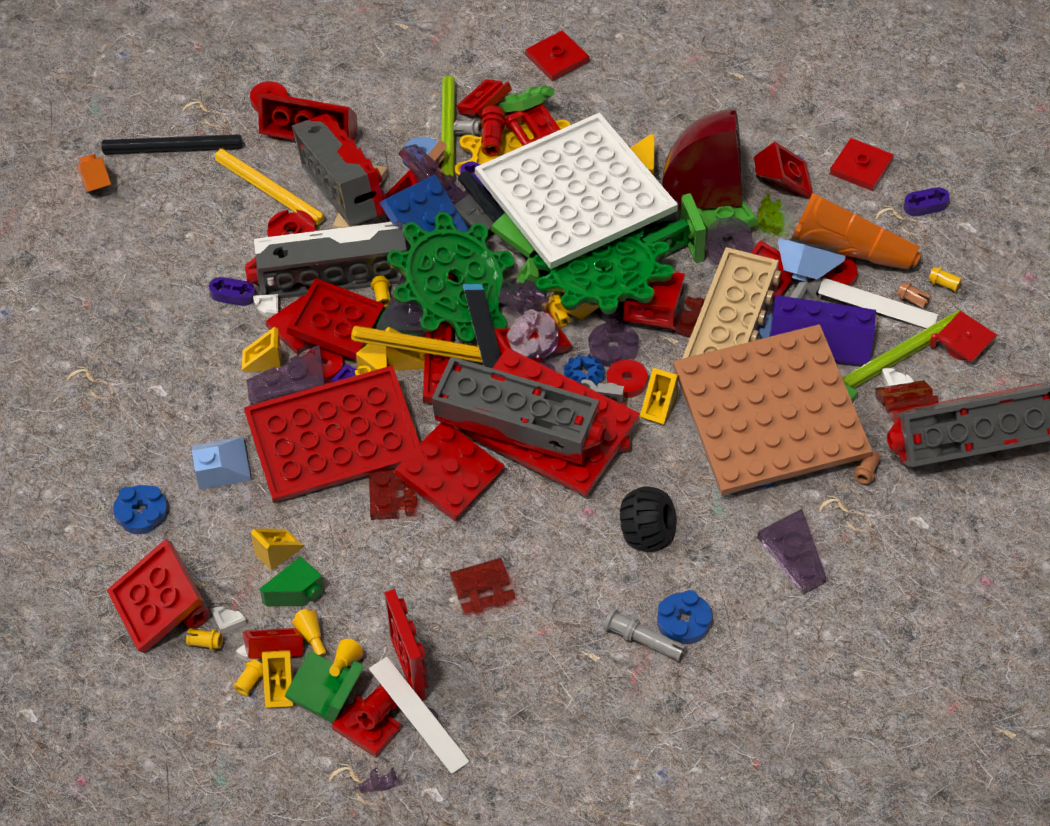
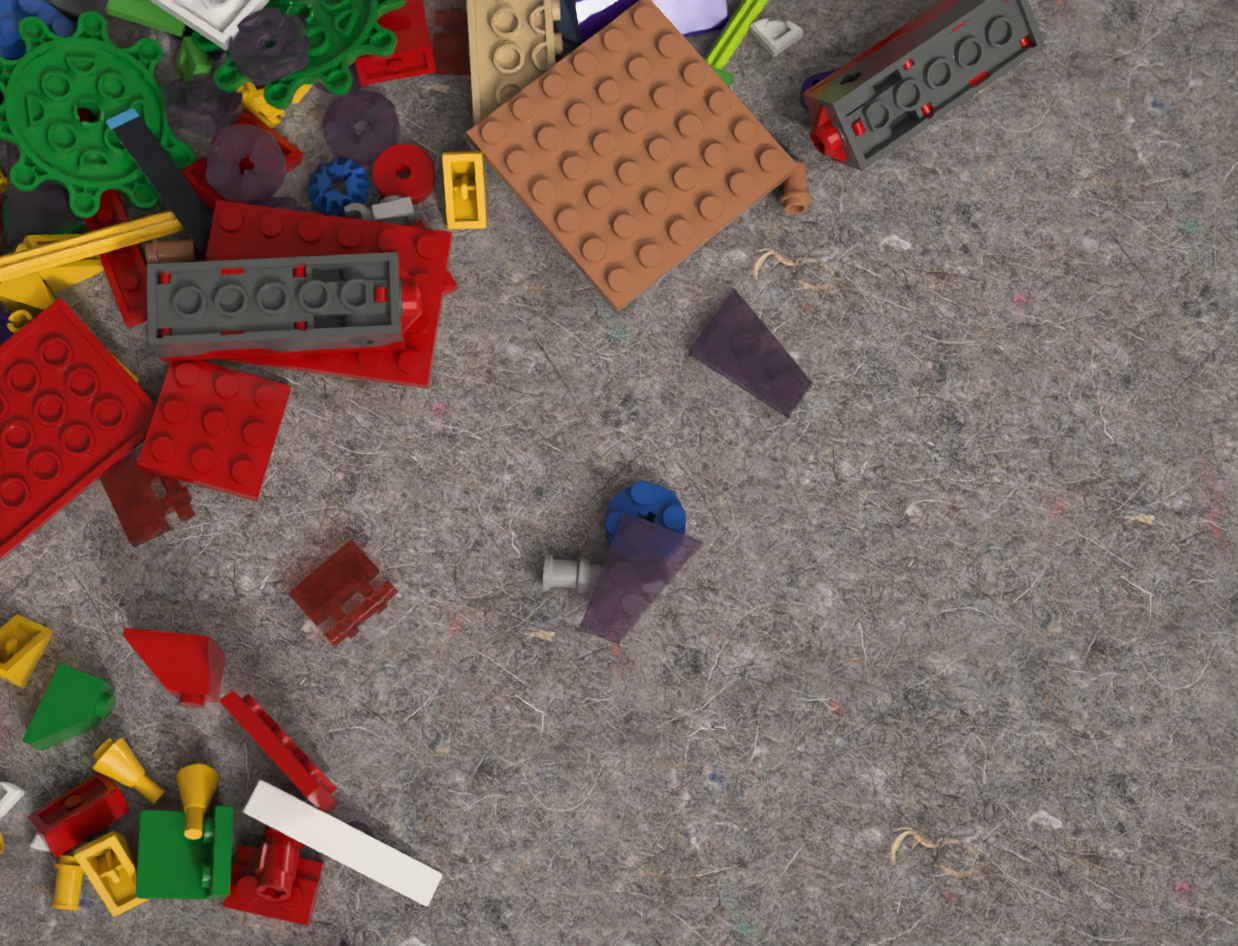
camera: 25 degrees left, 20 degrees up
(369, 581) = (182, 662): none -> red slope
(568, 281) = (276, 62): none -> clear purple plate
(648, 519) = (531, 392): black wheel -> none
(662, 635) = (634, 574): none -> clear purple wing
(905, 395) = (792, 58): clear red plate -> none

